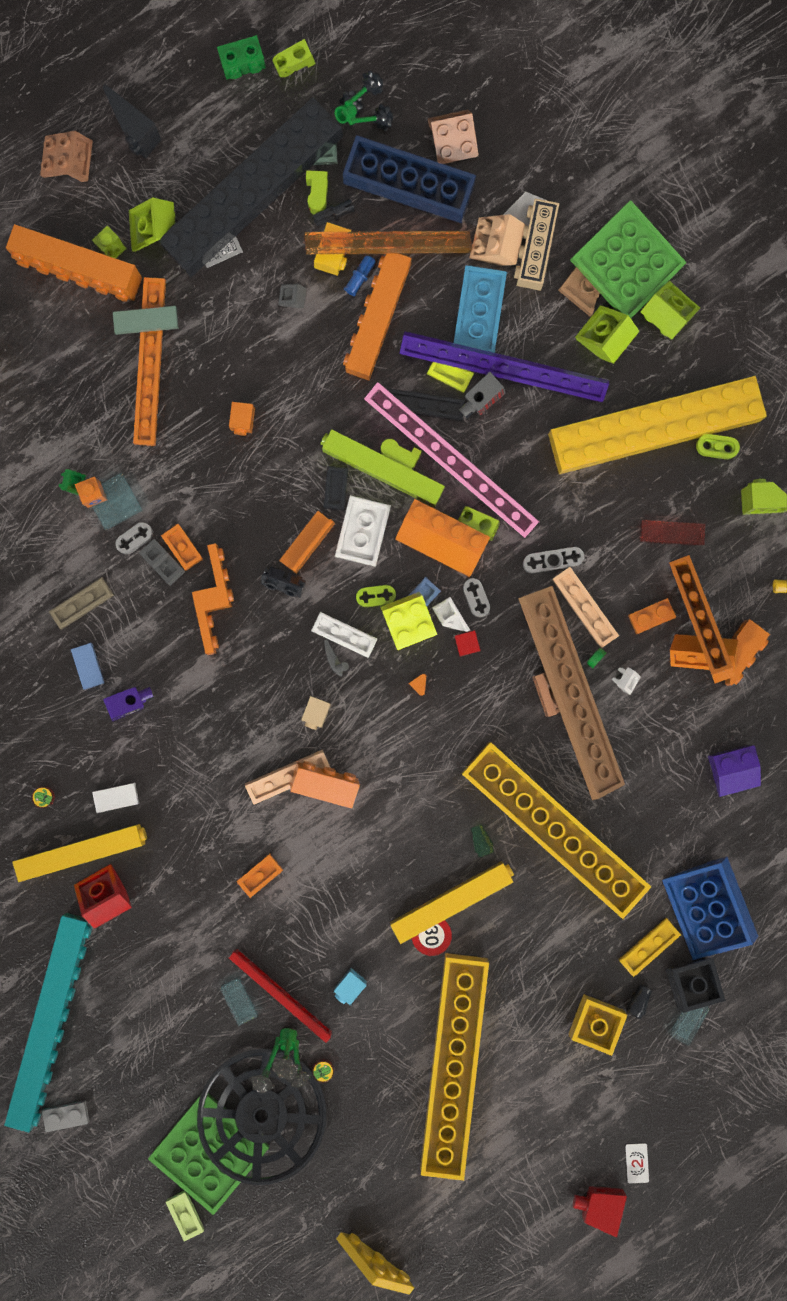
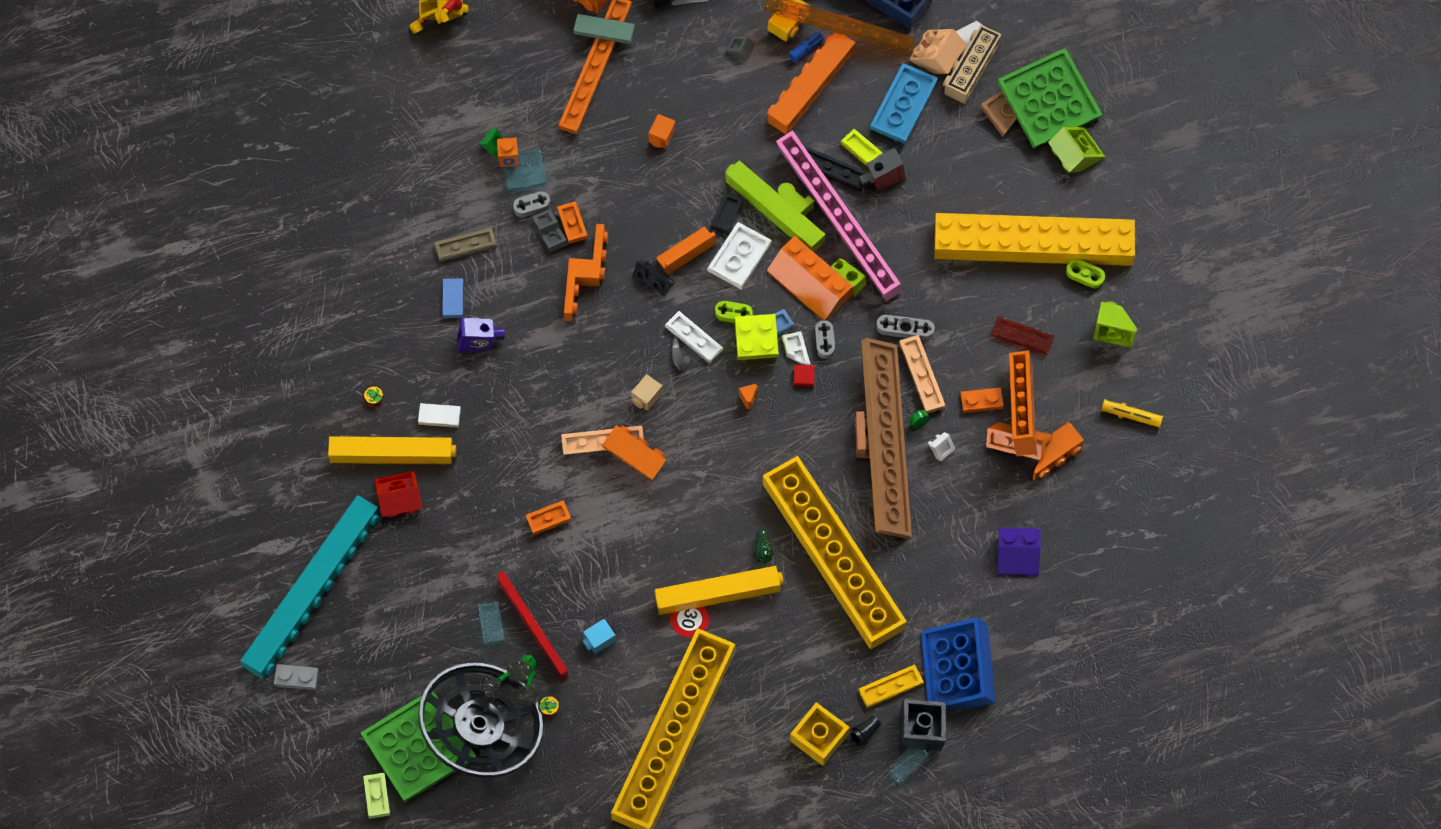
camera: 15 degrees right, 20 degrees down
(504, 366) = (911, 153): dark purple plate -> none
(607, 333) = (1013, 153): lime slope -> none

